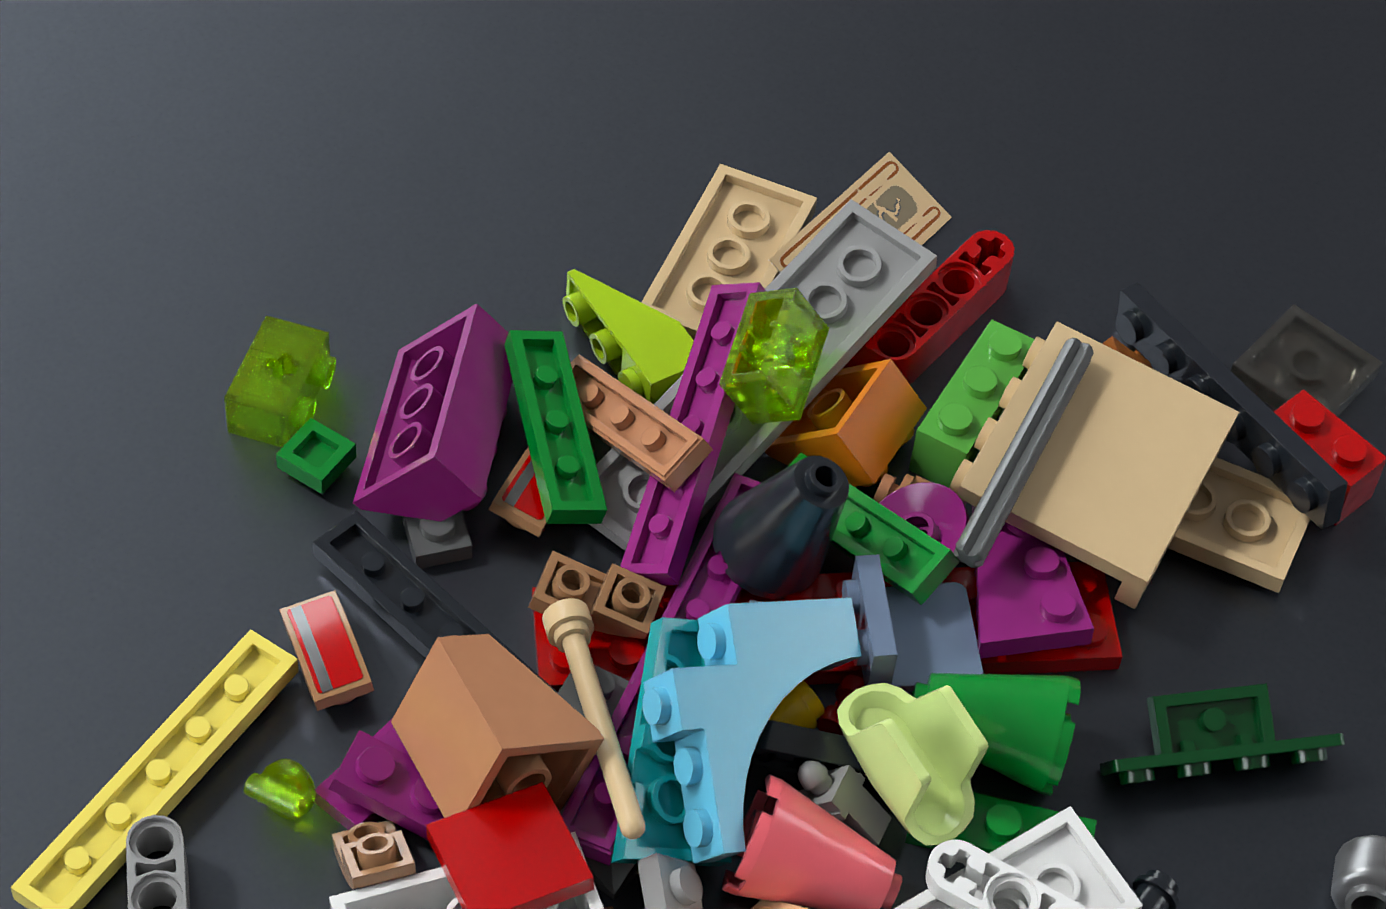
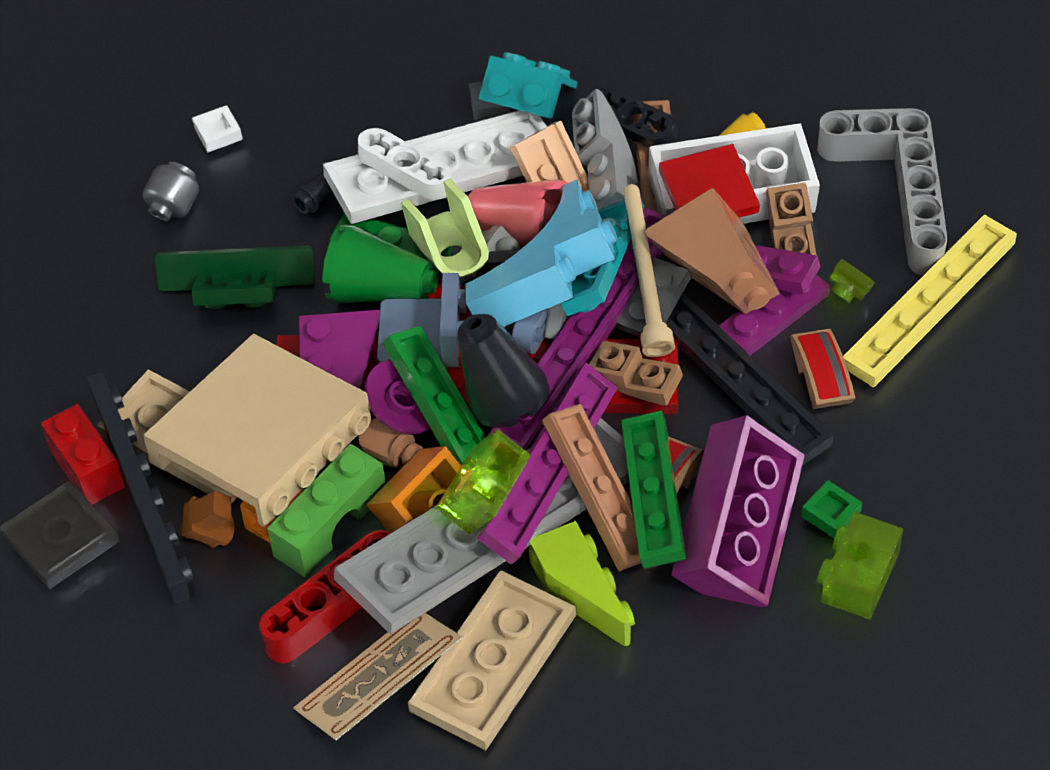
camera: 165 degrees left, 0 degrees up
(1023, 453) = (312, 403): dark grey axle -> none

